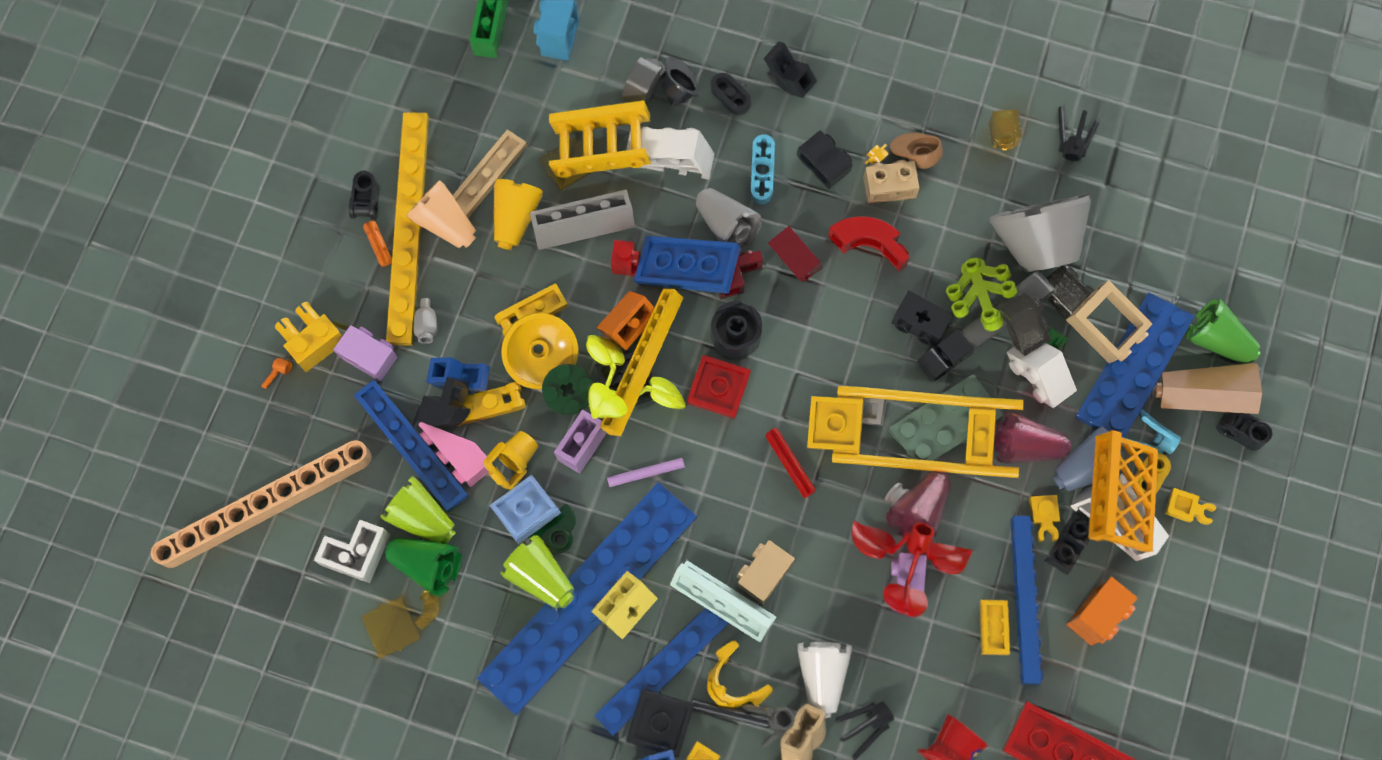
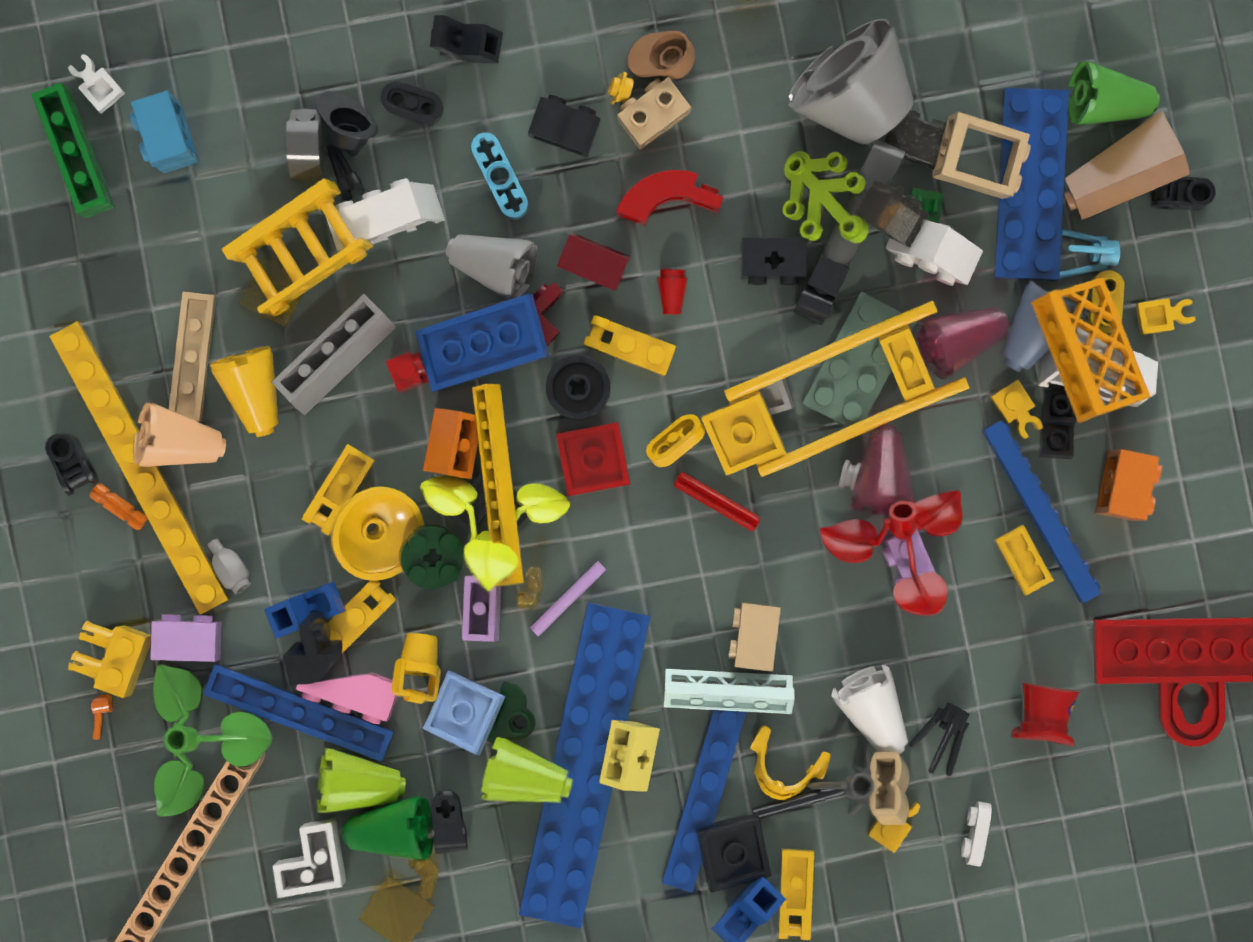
camera: 30 degrees left, 15 degrees up
(359, 439) = (243, 739): none -> bright green plant
(464, 587) = (448, 828): none -> black piece
(625, 452) = (534, 586): none -> clear yellow arm
(659, 117) = (345, 176): none -> black piece
(784, 403) = (675, 440): none -> yellow plate
(788, 325) = (630, 346): none -> yellow plate
(839, 302) = (672, 290): none -> red cone

